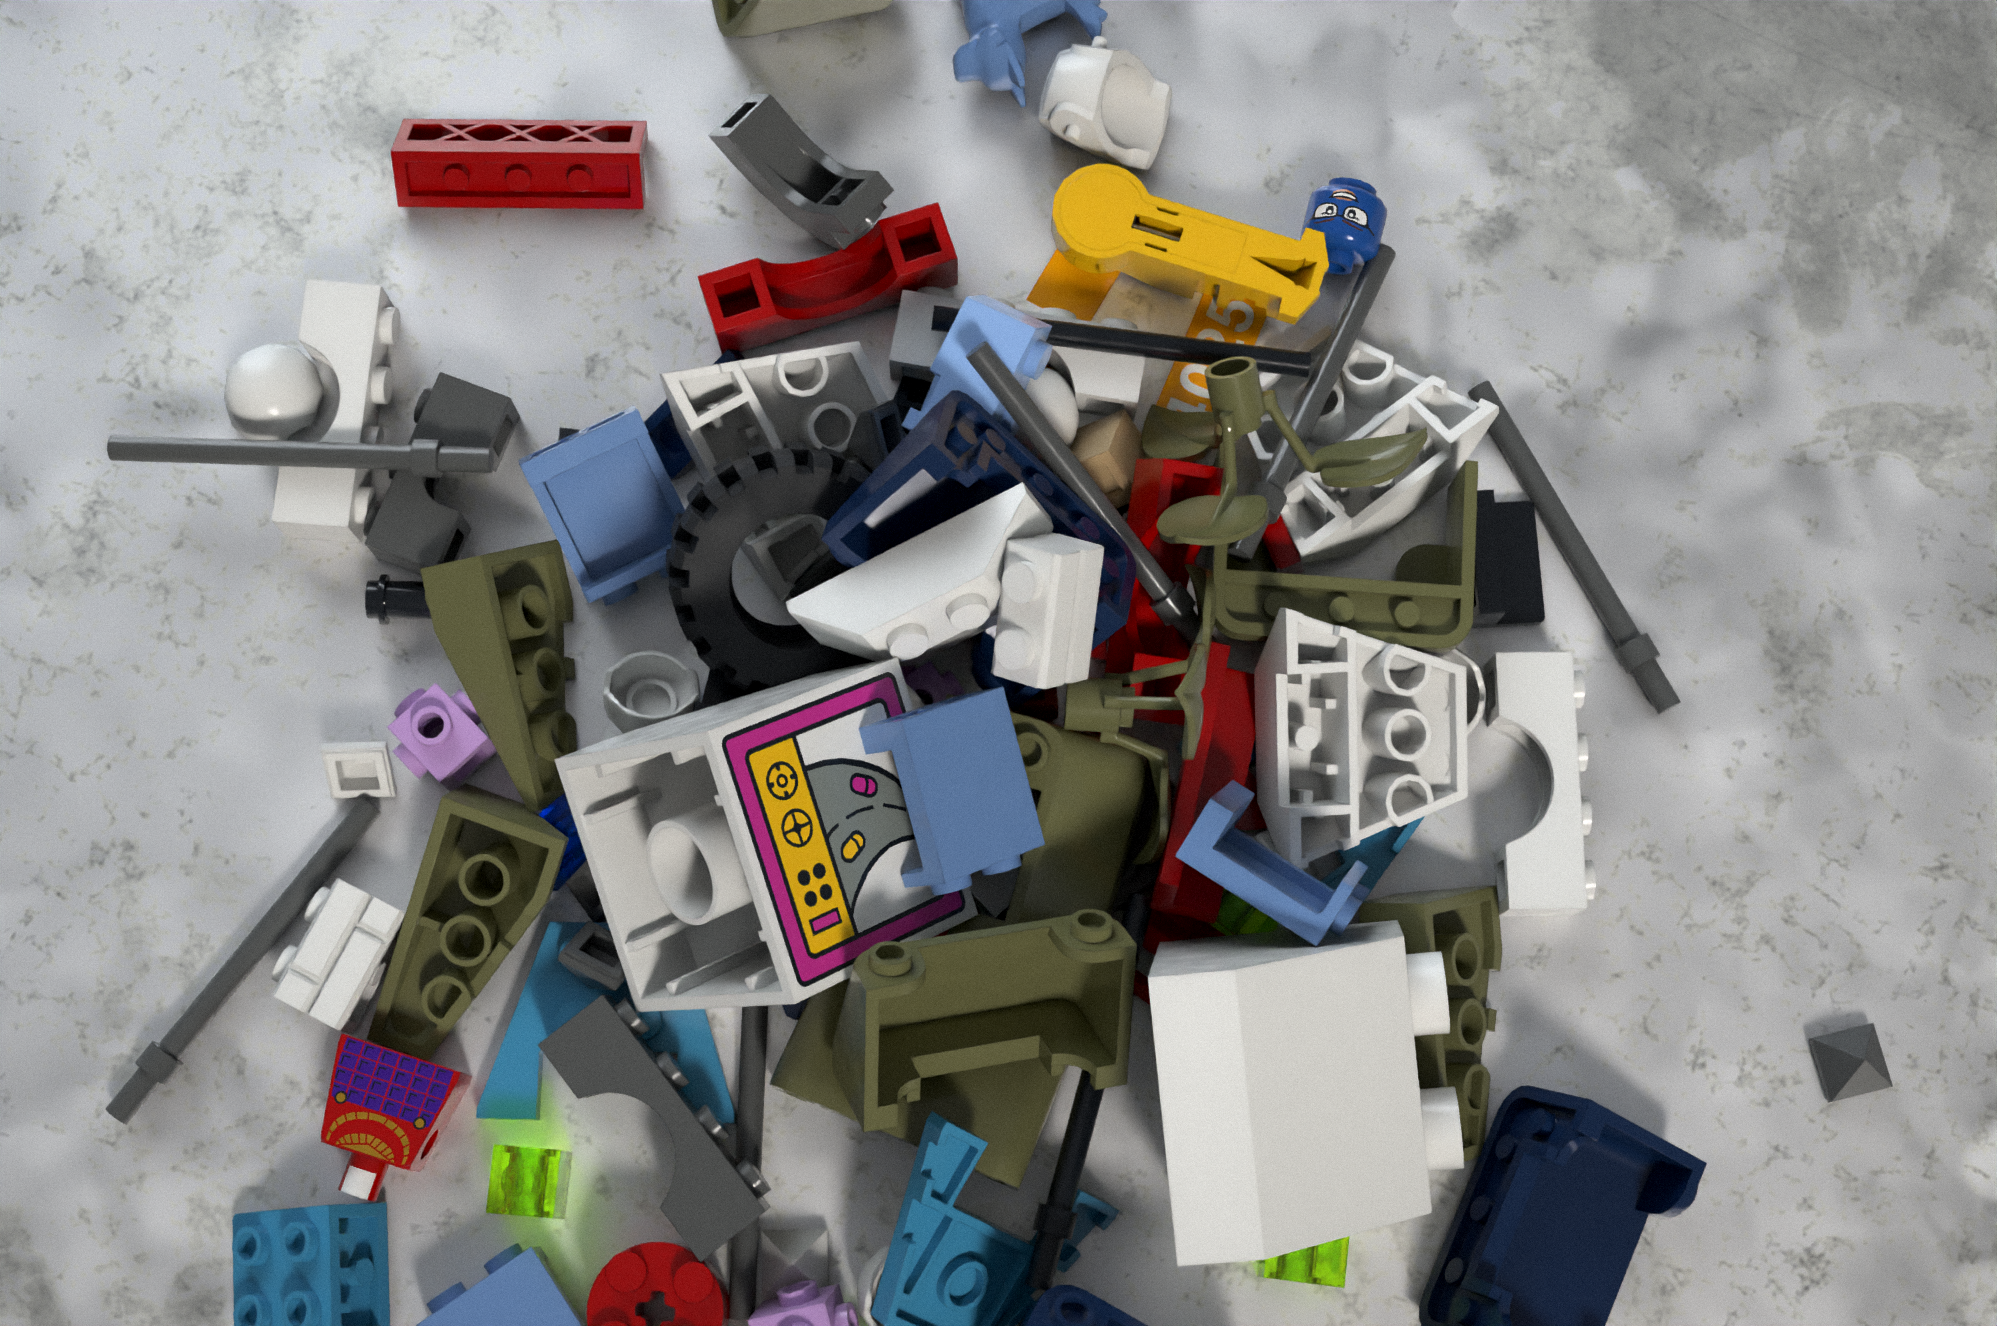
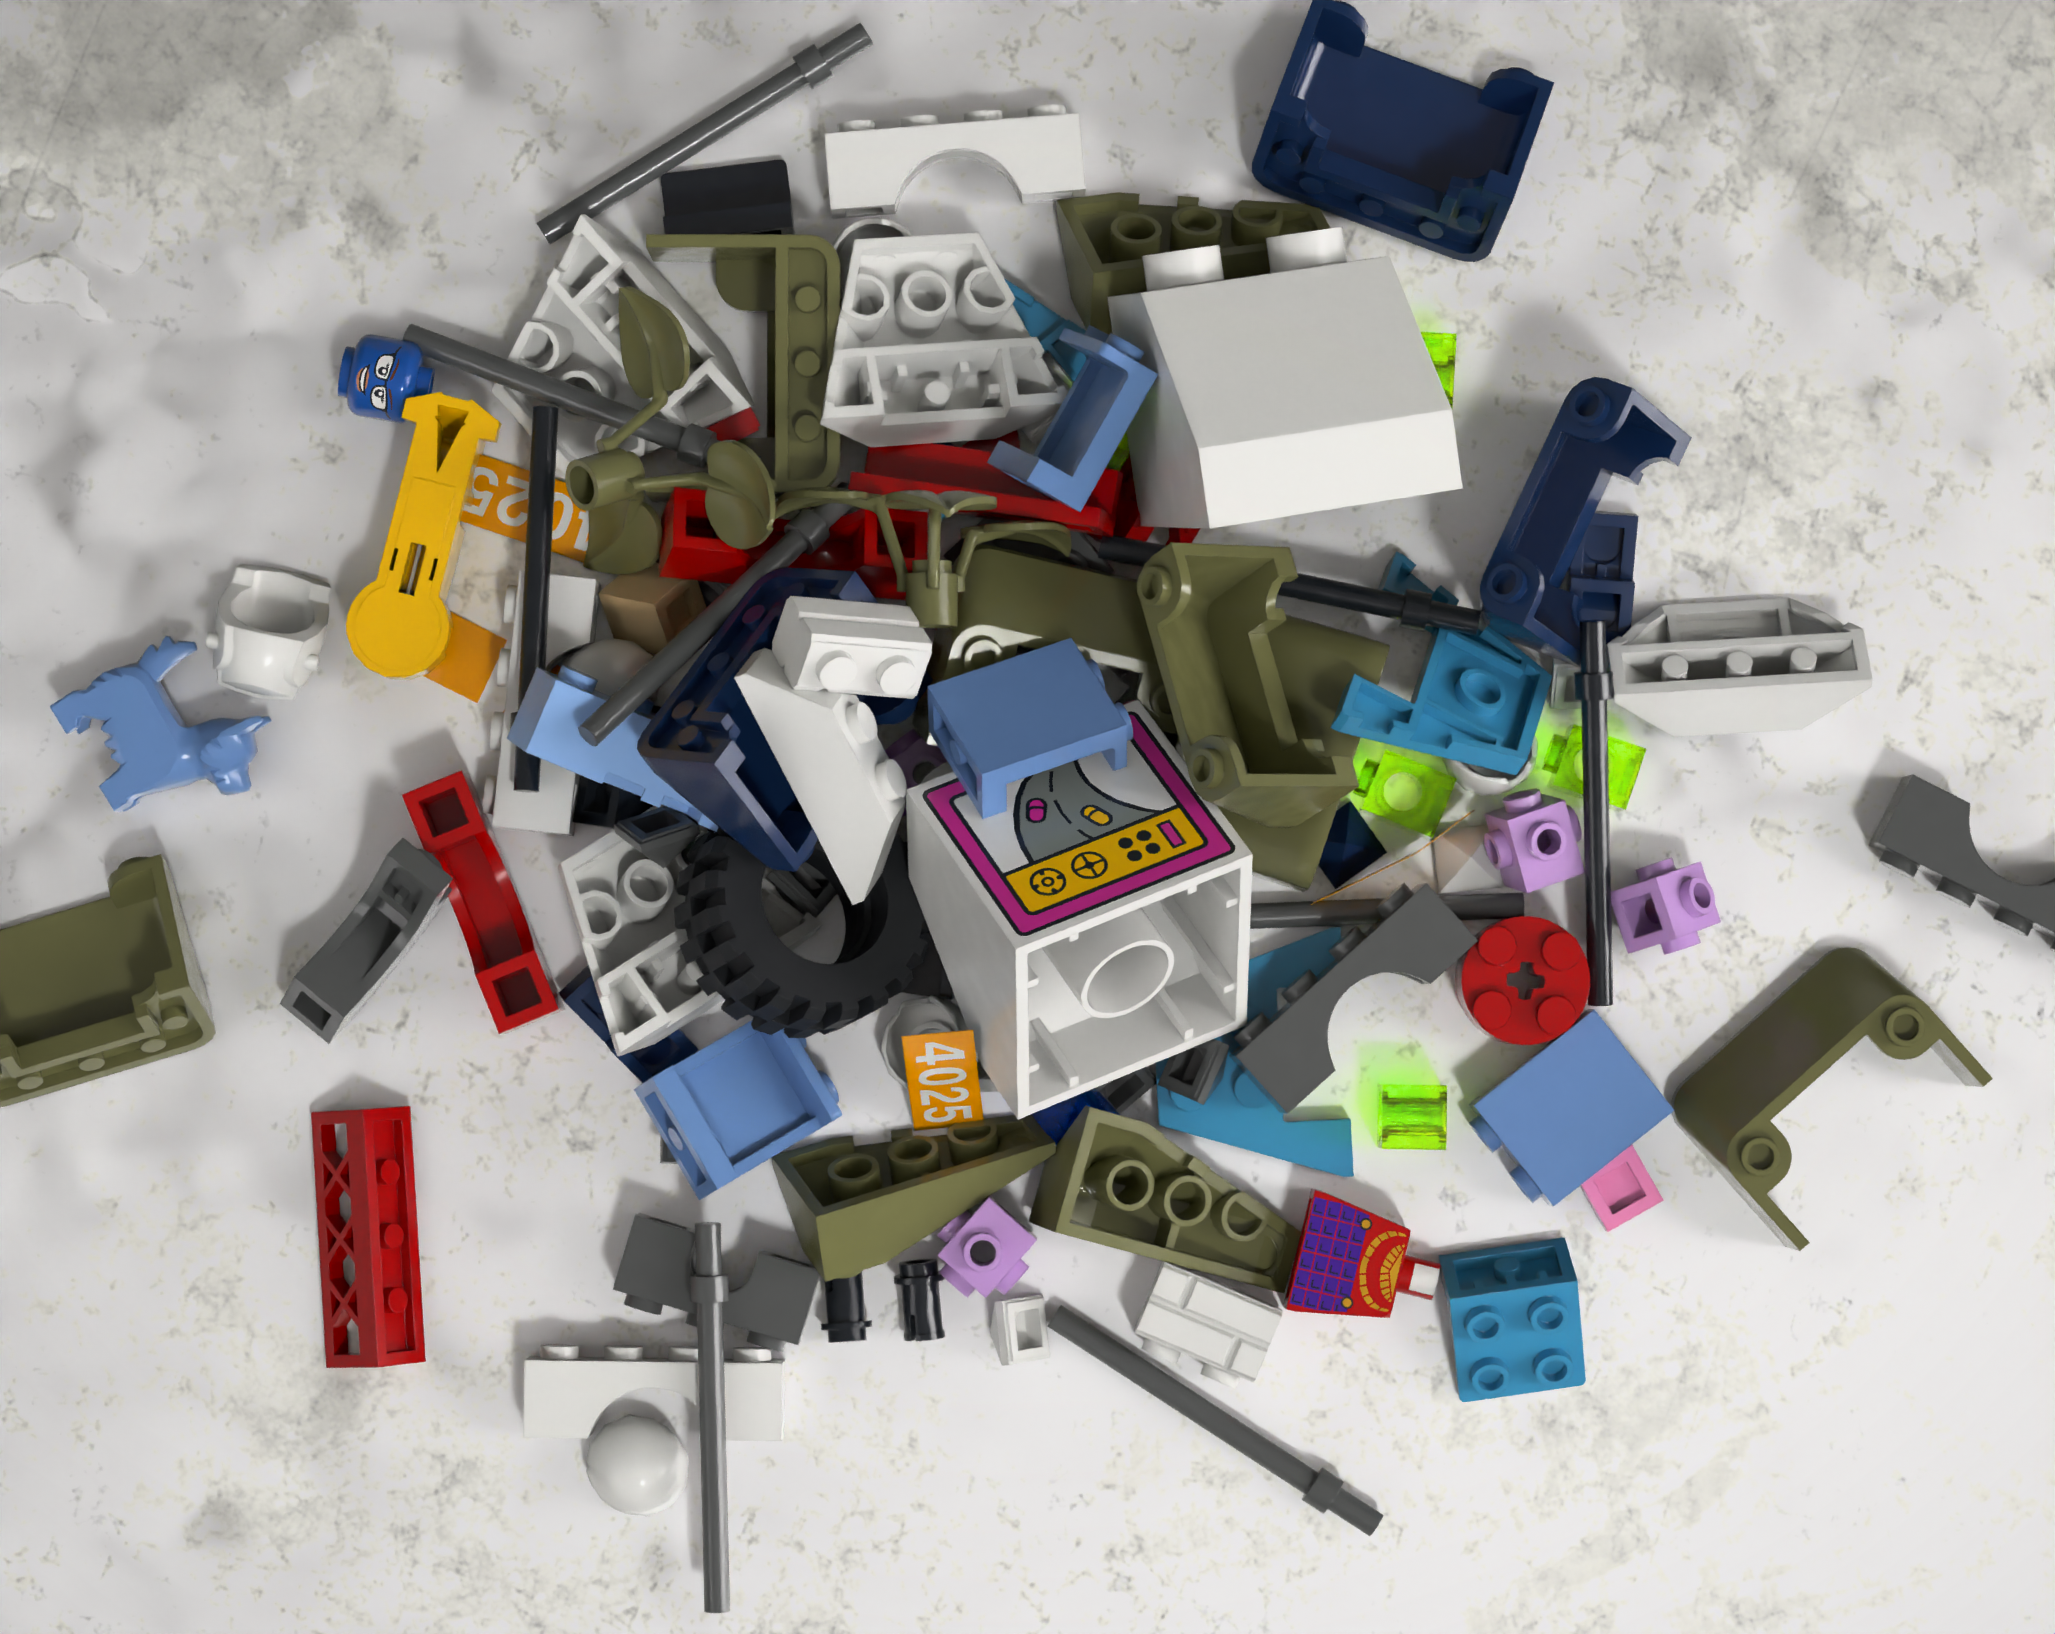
camera: 95 degrees left, 10 degrees up
(399, 672) = (921, 1299): none -> black pin
(611, 697) = (942, 1079): none -> light orange sticker
(786, 1163) = (1391, 864): none -> light orange sticker
(818, 1137) = (1349, 846): none -> dark blue slope
(840, 1217) = (1432, 786): none -> clear neon green brick

